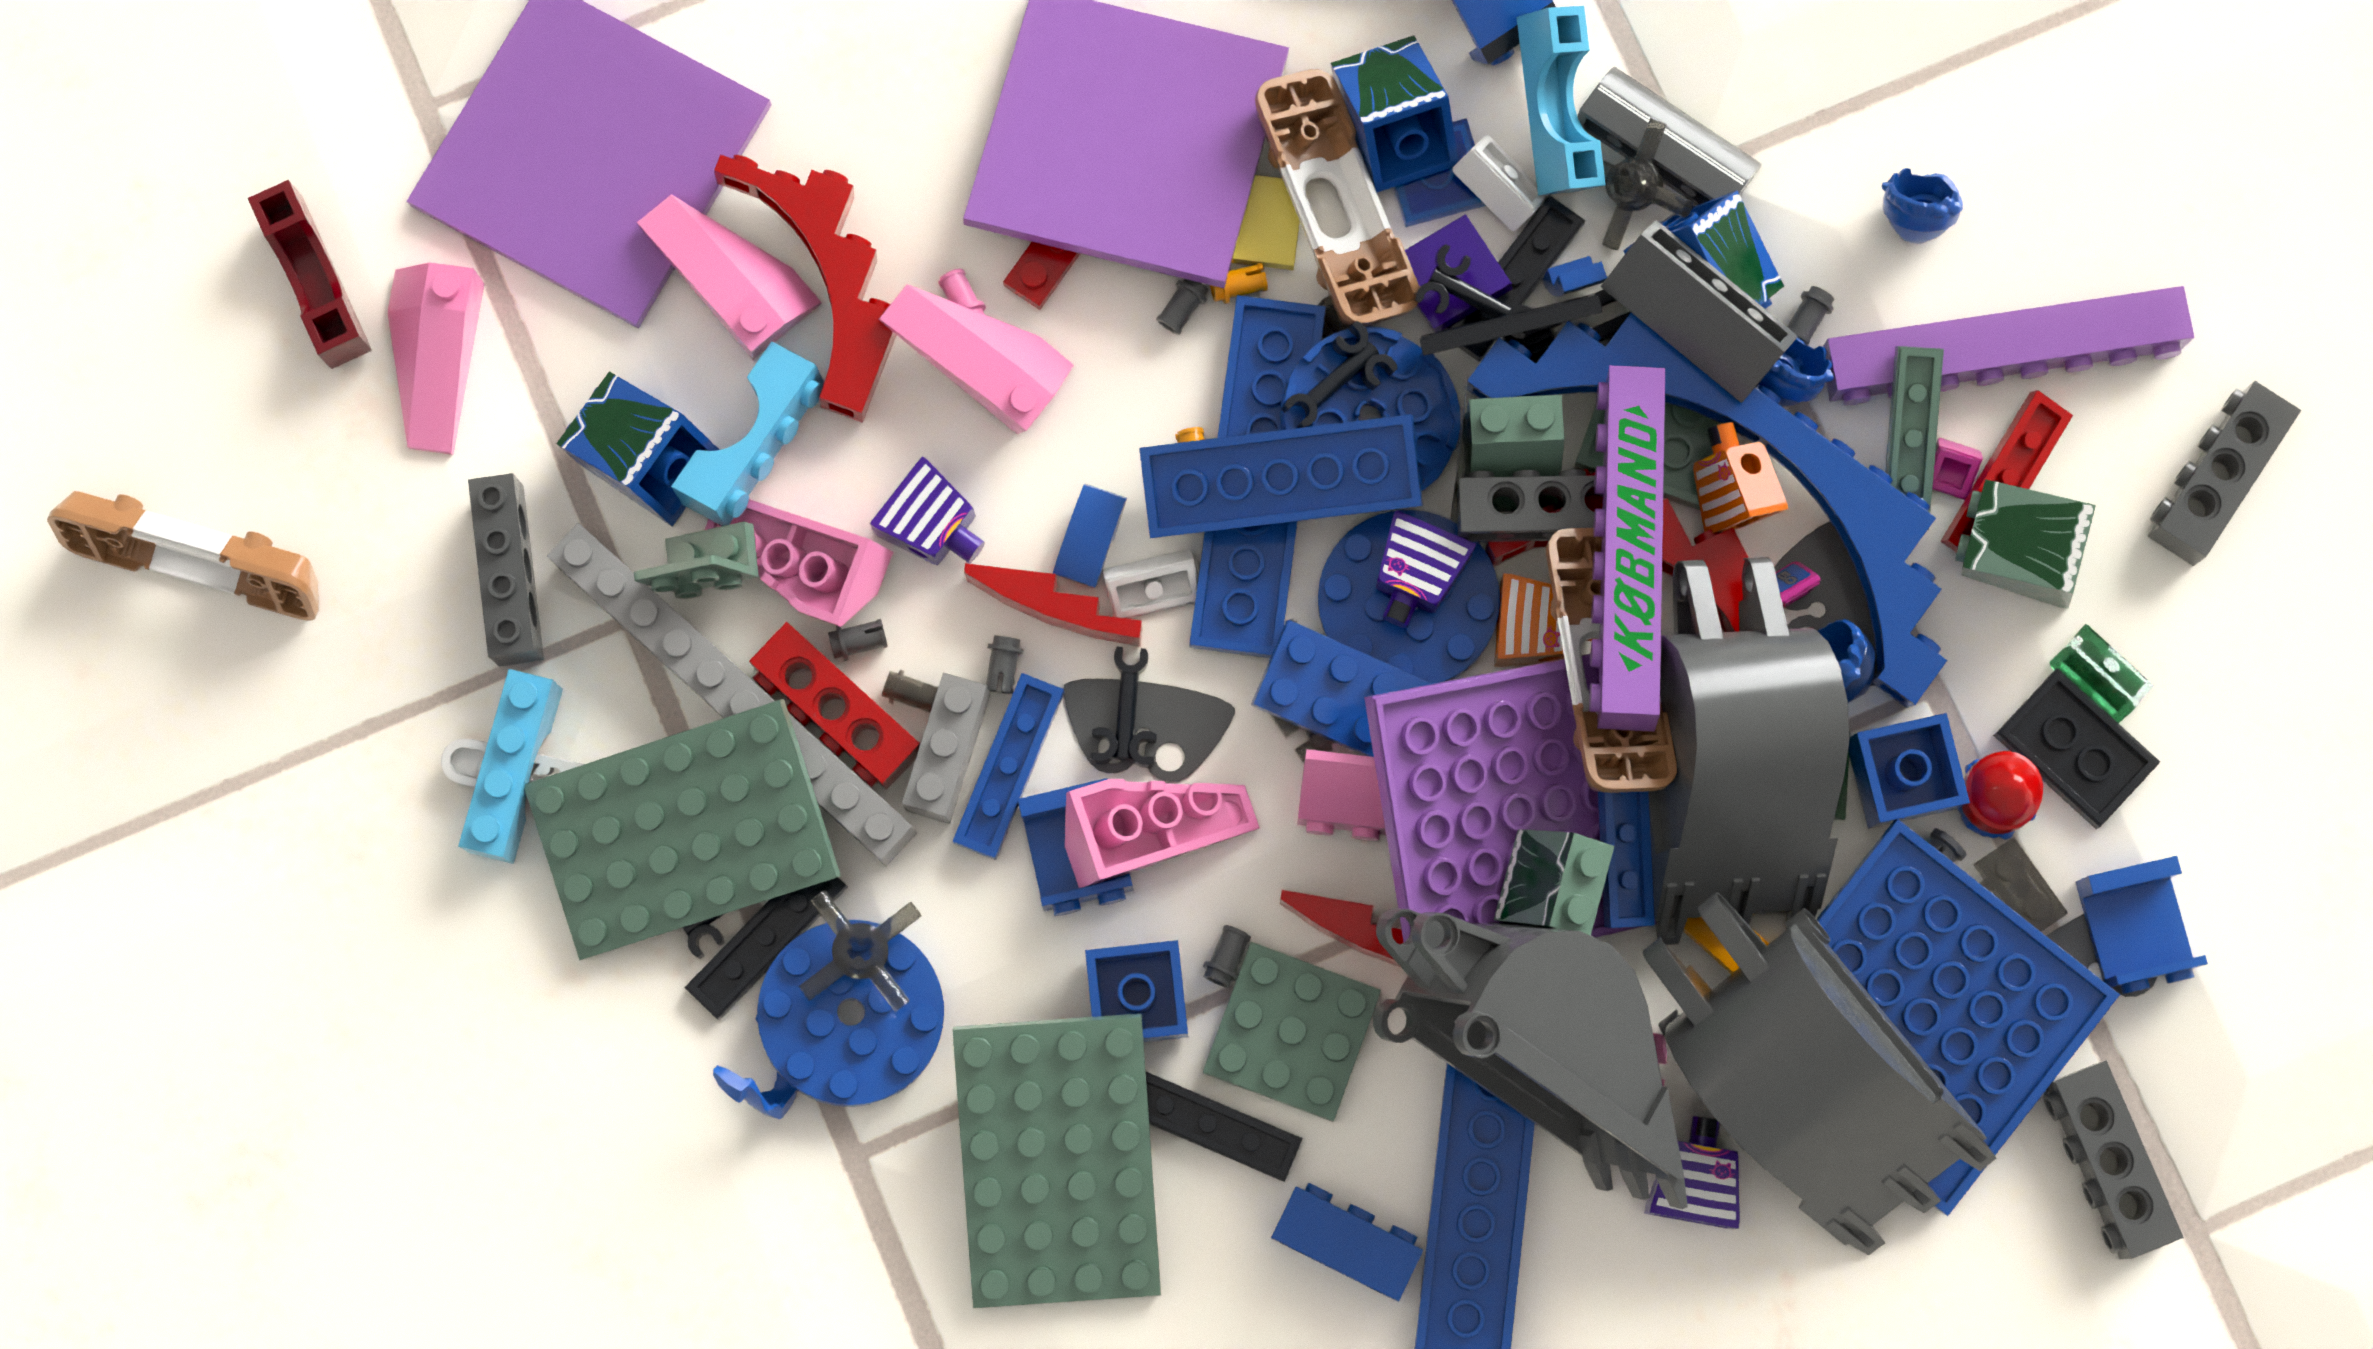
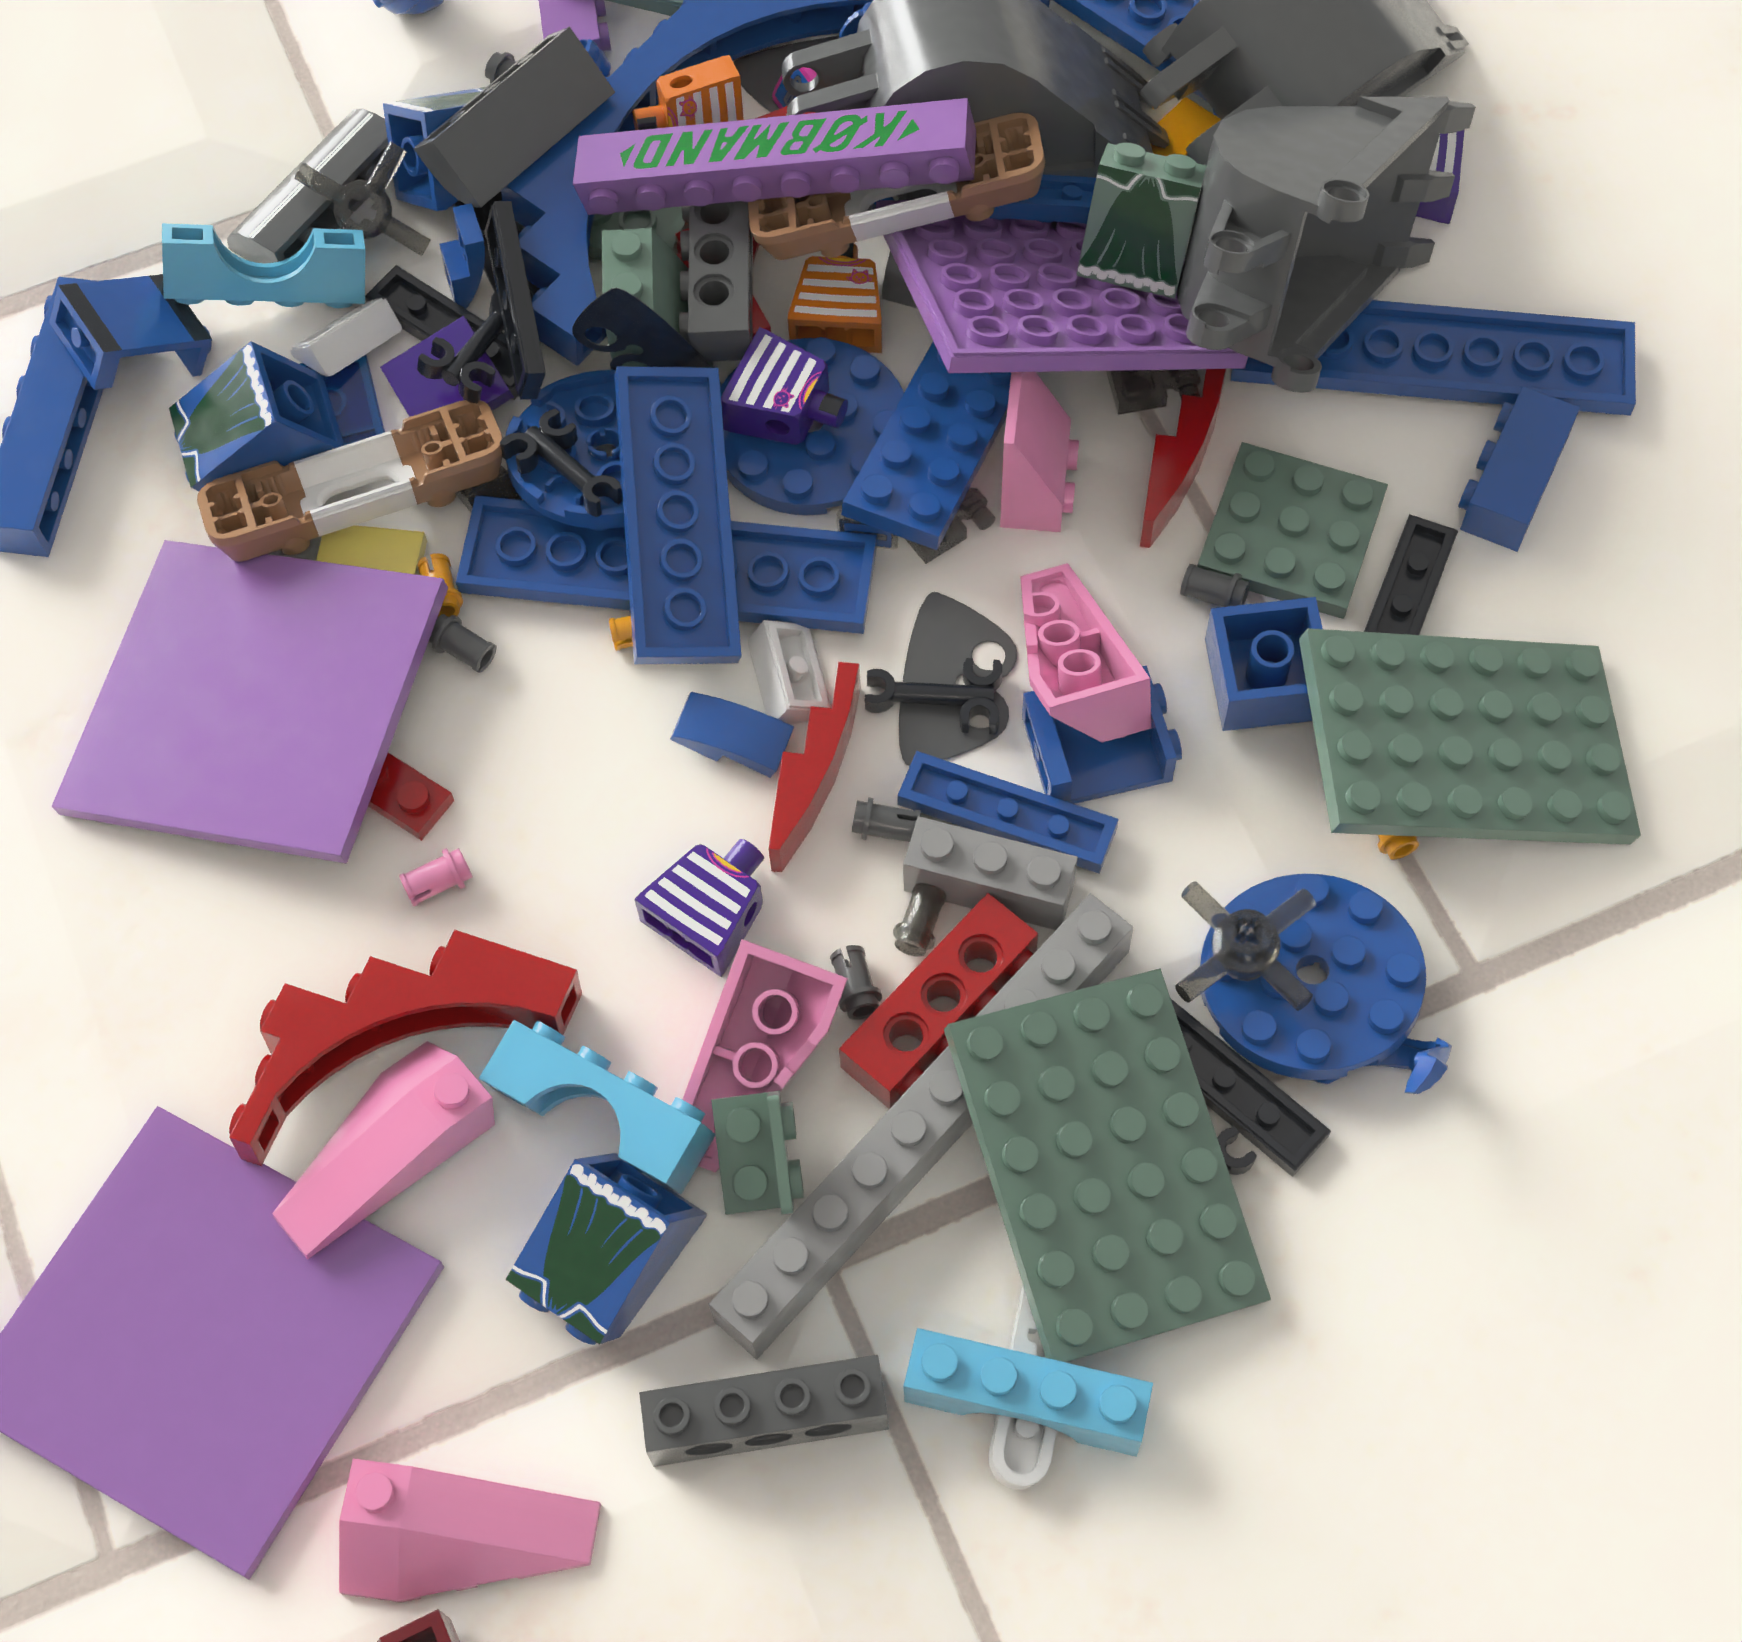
camera: 90 degrees left, 15 degrees down
(990, 360) = (513, 842): bright pink wedge -> none

